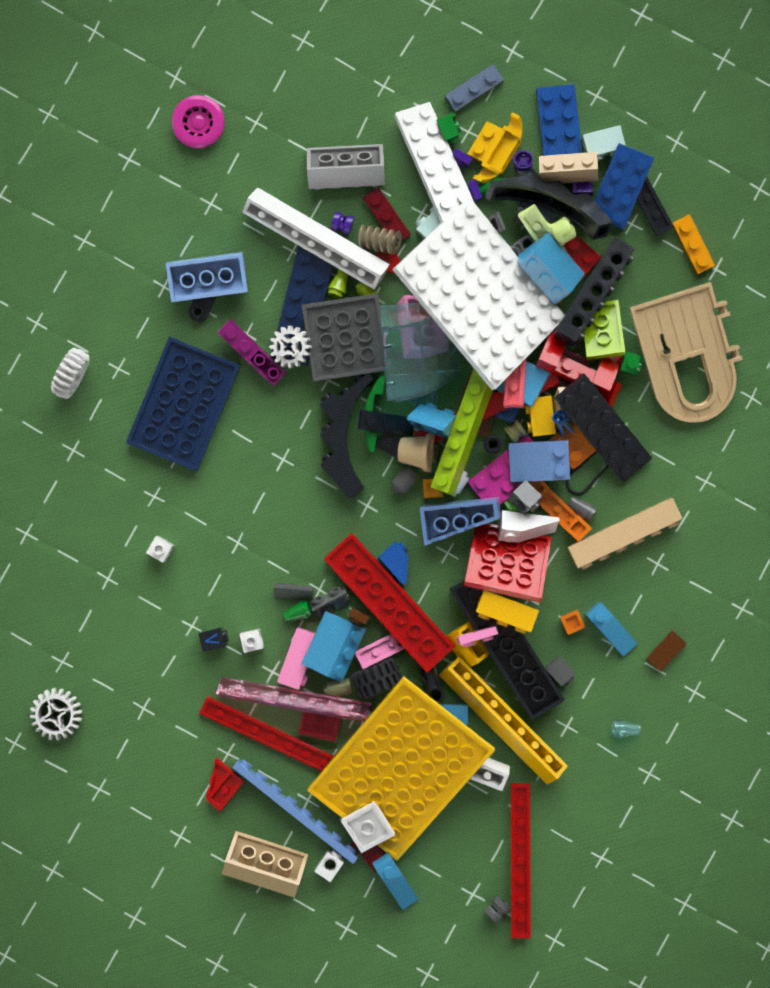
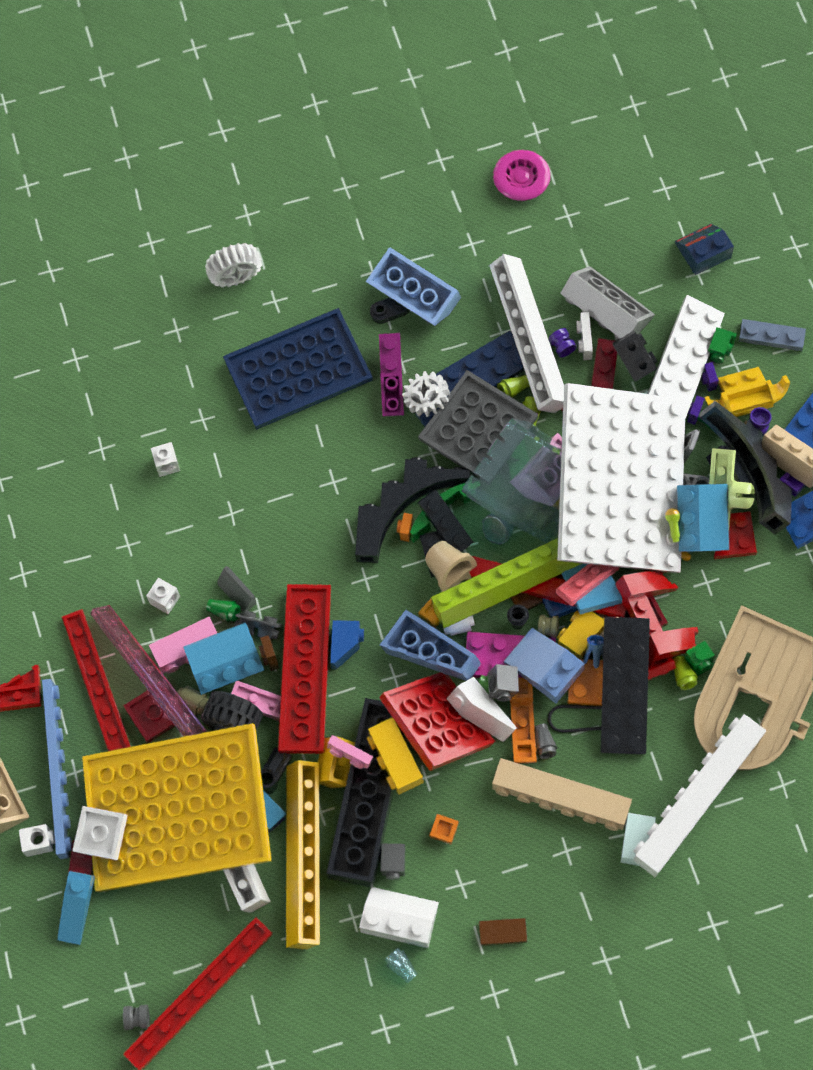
camera: 50 degrees right, 20 degrees down
(213, 639) = (133, 567): black brick -> none
(347, 199) = (585, 343): none -> white plate
(361, 449) = (404, 527): none -> orange plate
(371, 63) = (705, 248): none -> dark blue slope
(379, 240) = (576, 372): dark tan piece -> none
(401, 191) = (635, 356): none -> black brick
(404, 481) = (415, 583): dark grey brick -> none
(432, 420) = (483, 545): dark azure slope -> none
(533, 287) = (673, 516): none -> lime piece
(596, 701) = (399, 917): none -> white slope
(605, 334) = (701, 607): lime plate -> none
(611, 628) = (472, 865): dark azure slope -> none
(618, 250) = (773, 555): black brick -> none
(629, 383) = (684, 675): none -> lime cone
(698, 518) = (635, 831): none -> light aqua brick
(713, 457) = (699, 795): none -> white brick

